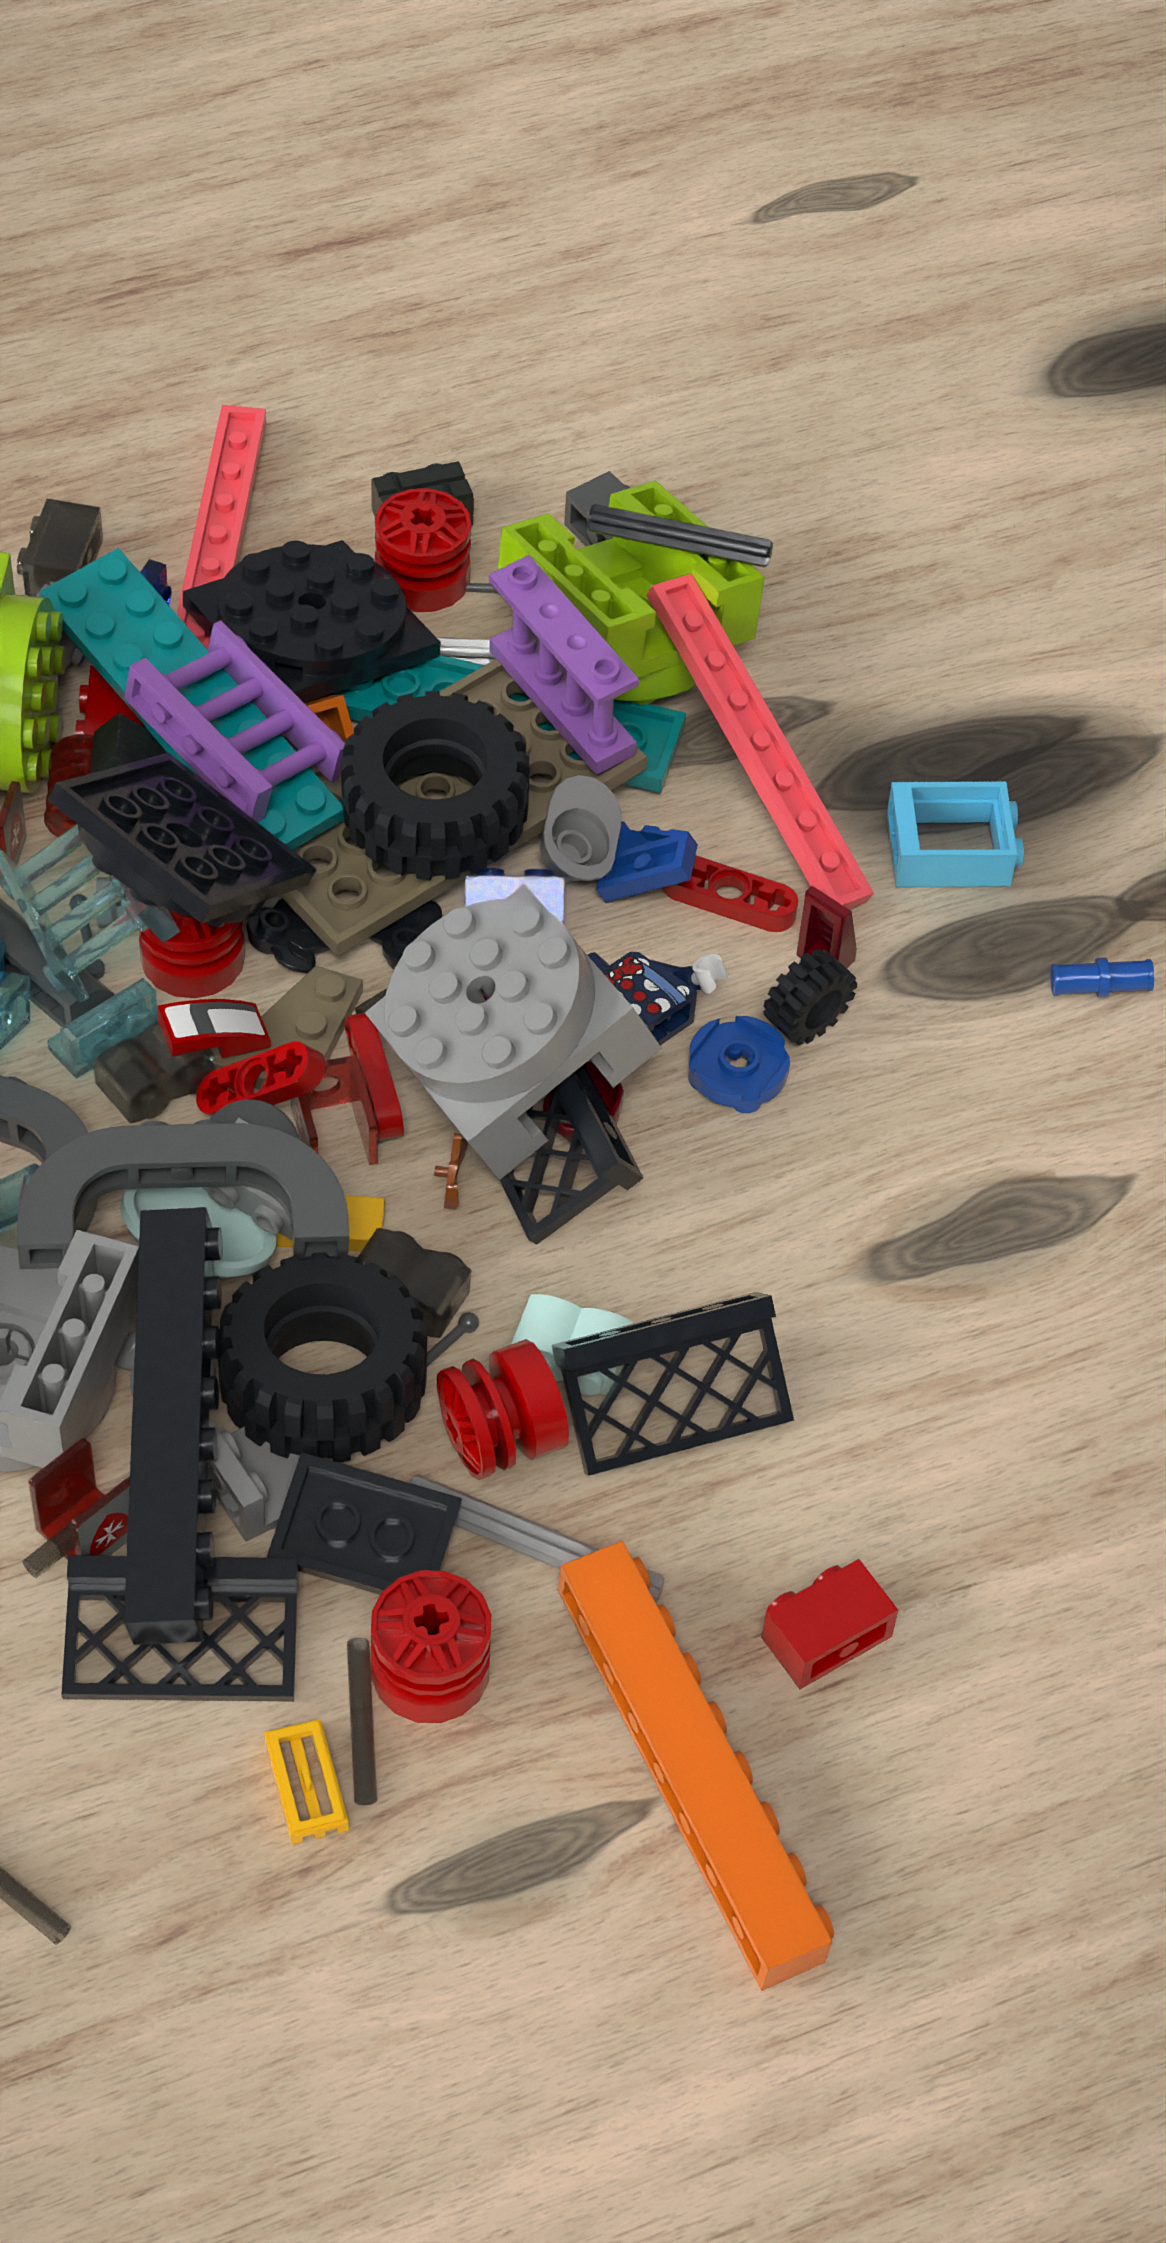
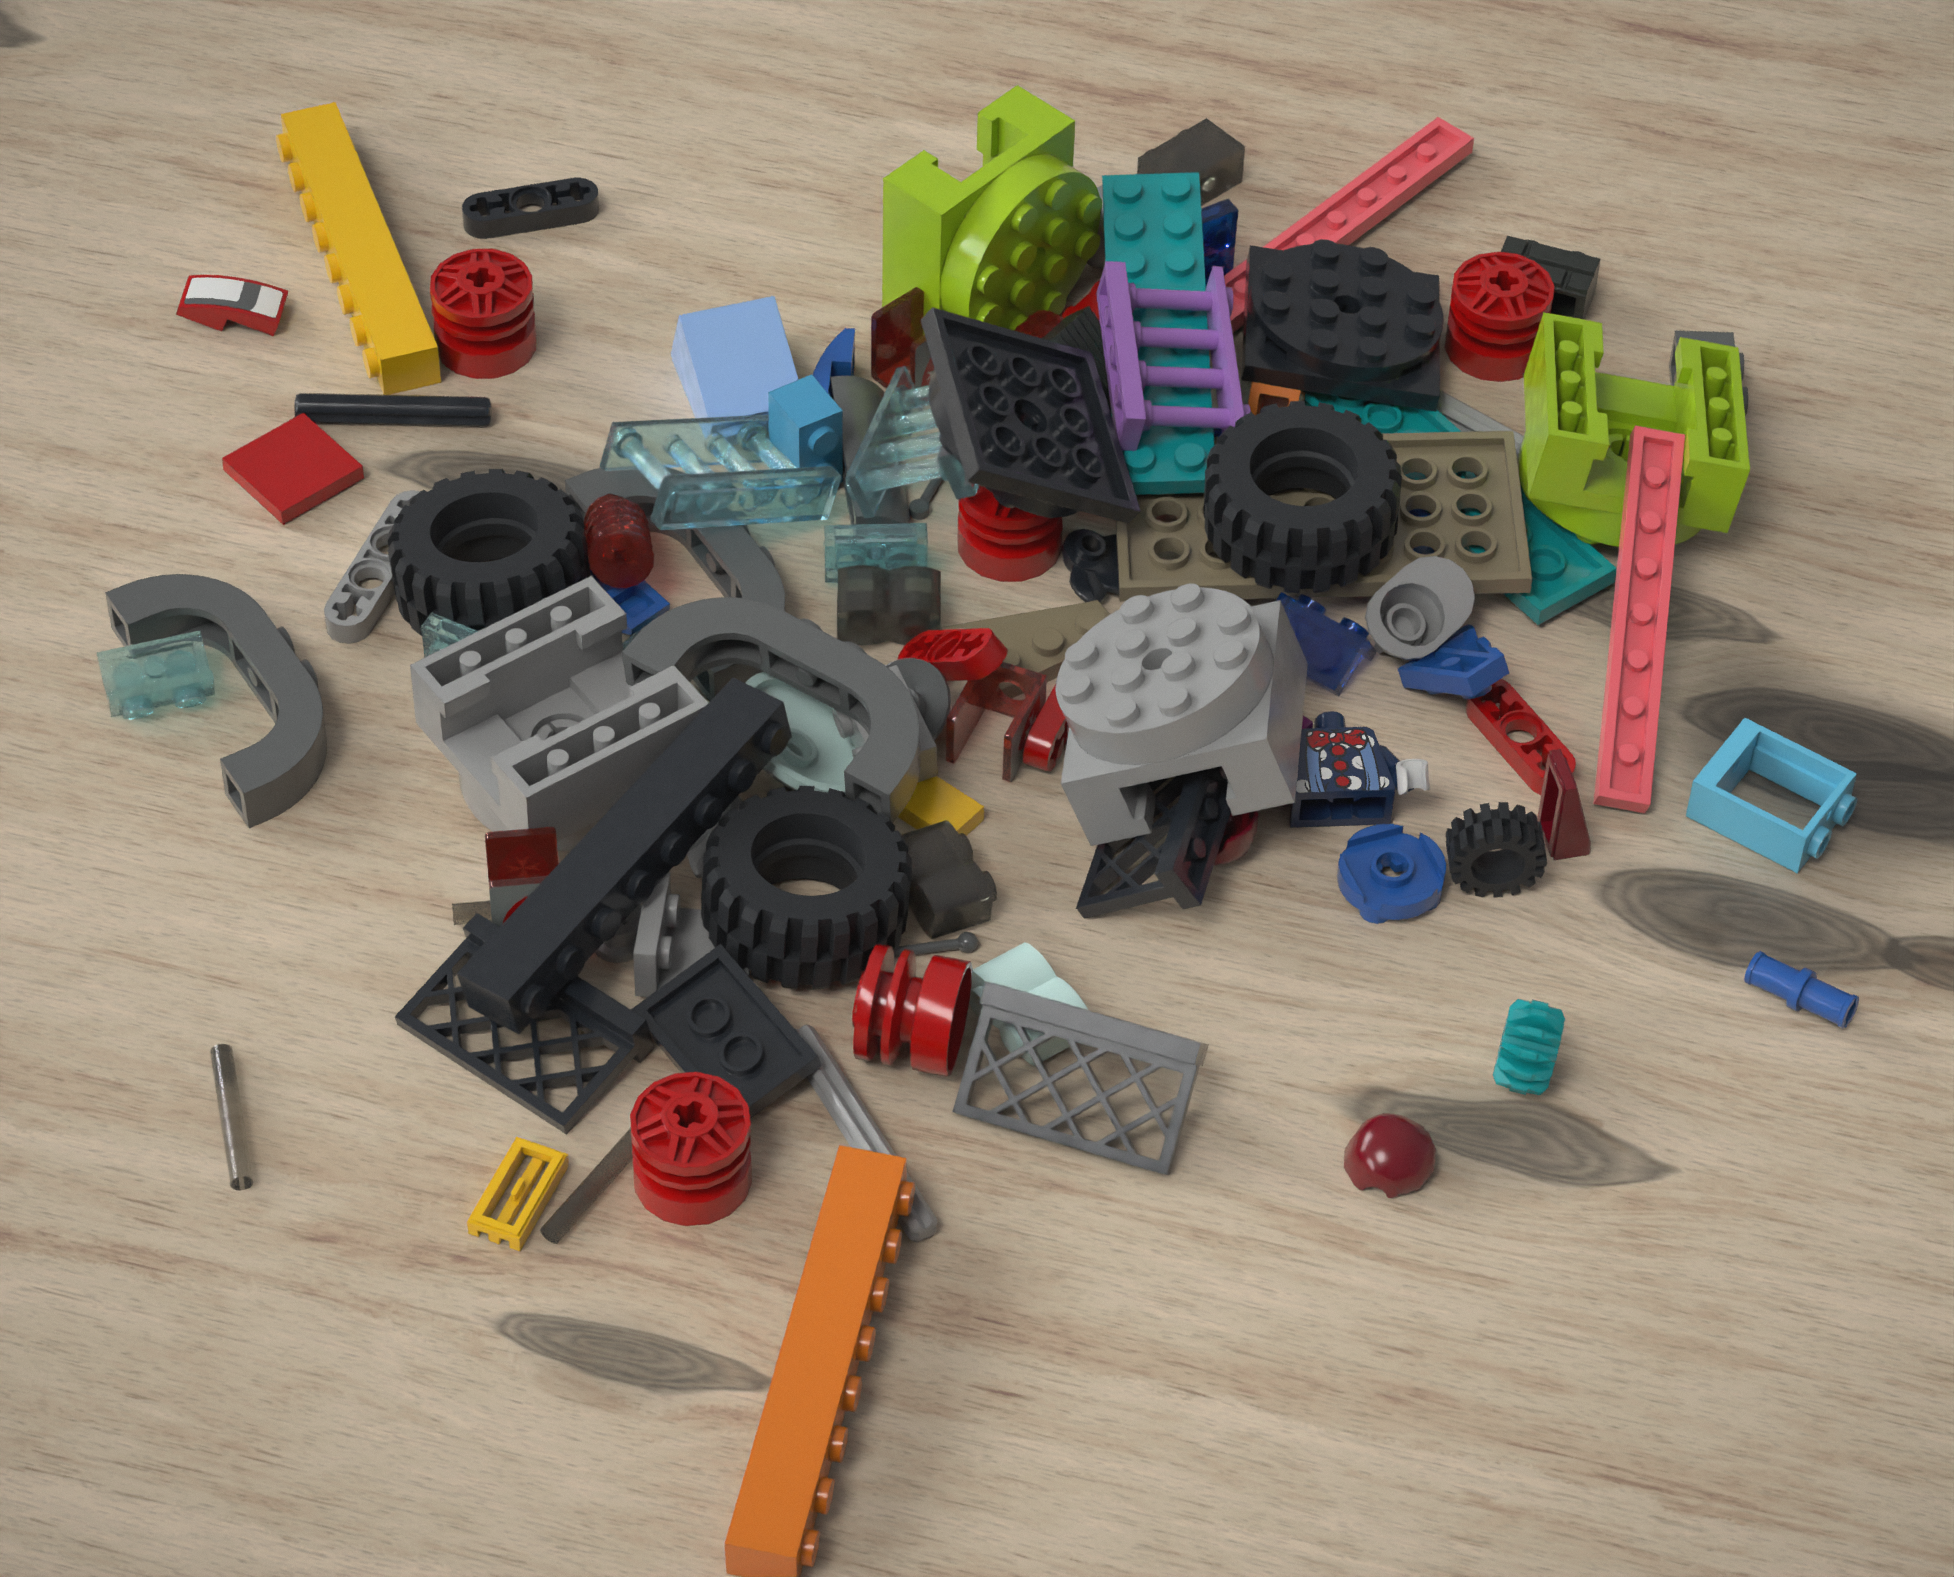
camera: 40 degrees right, 5 degrees down
(209, 1023) = (957, 590): slope -> none
(457, 1156) = (1049, 822): dark orange piece -> none
(563, 664) = (1499, 453): medium lavender fence -> none
(679, 535) = (1699, 397): black axle -> none
(828, 1622) = (1037, 1338): red brick -> none
(939, 1296) = (1390, 1155): none -> dark red hair
(972, 1143) = (1529, 1047): none -> teal gear

